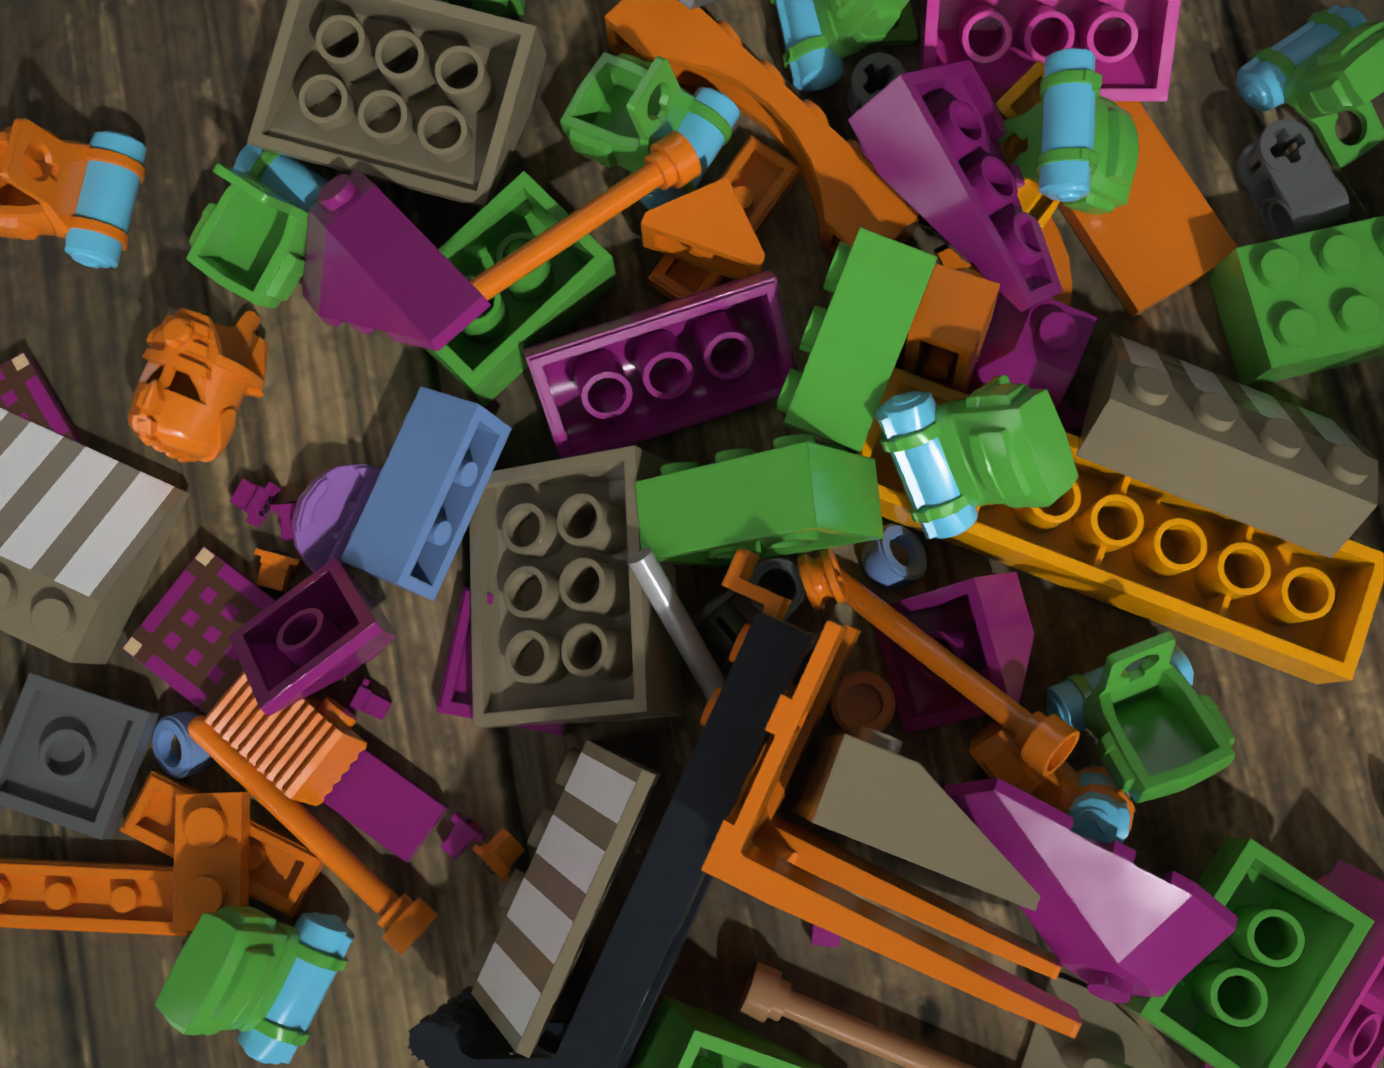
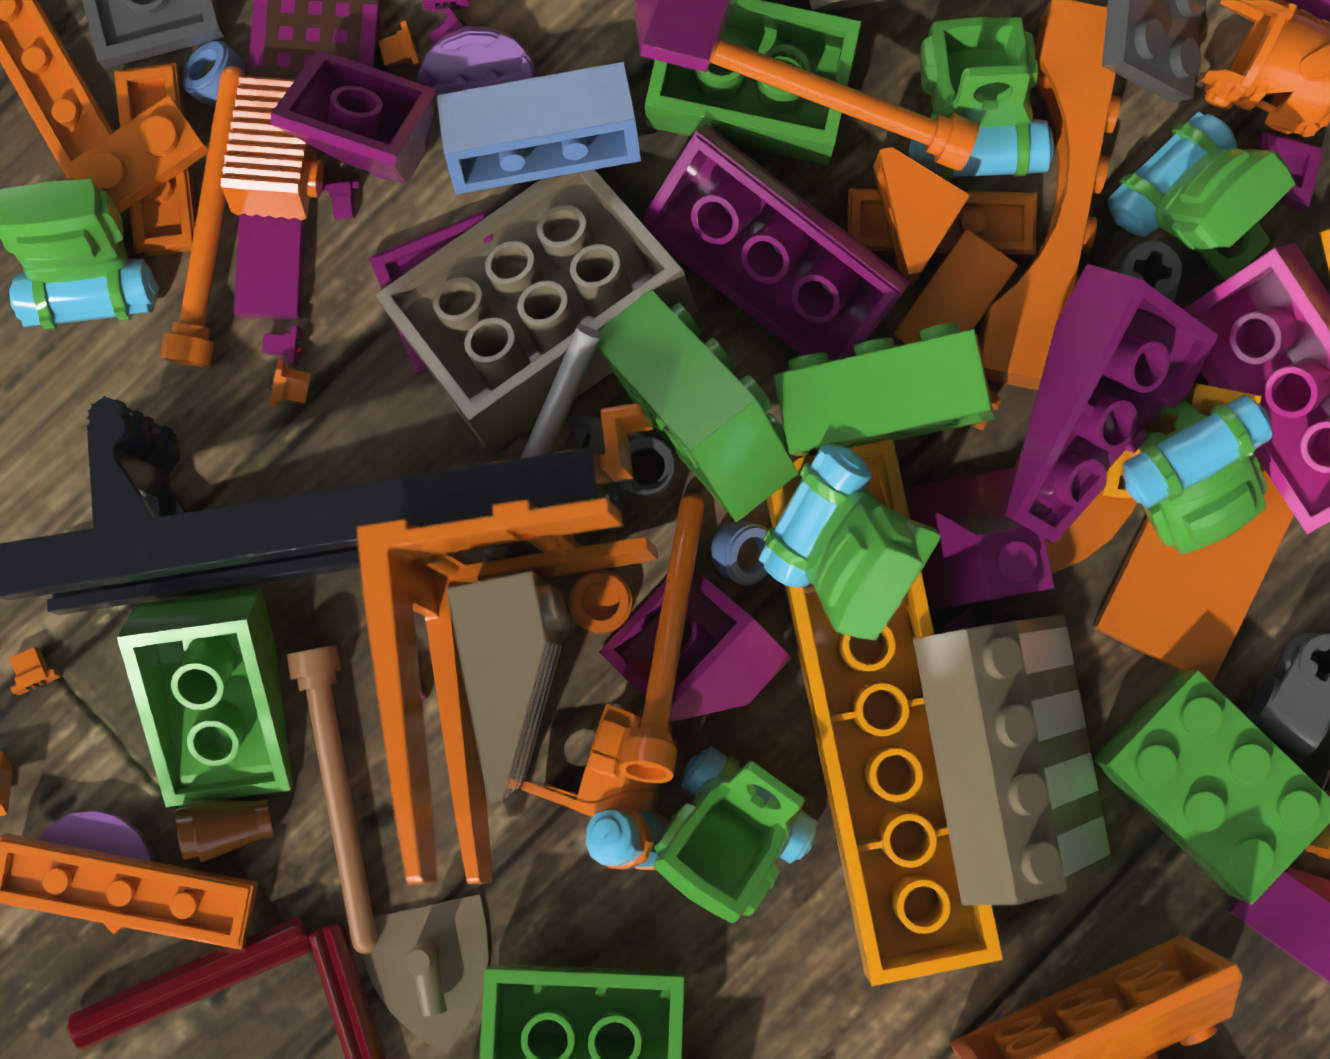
camera: 60 degrees right, 5 degrees up
(561, 892) = (292, 451): slope -> none
(793, 248) = (958, 288): none -> orange tile
(822, 578) = (678, 498): orange bush -> none
(950, 326) = (955, 466): orange slope -> none
(1095, 907) = (539, 882): magenta wedge -> none

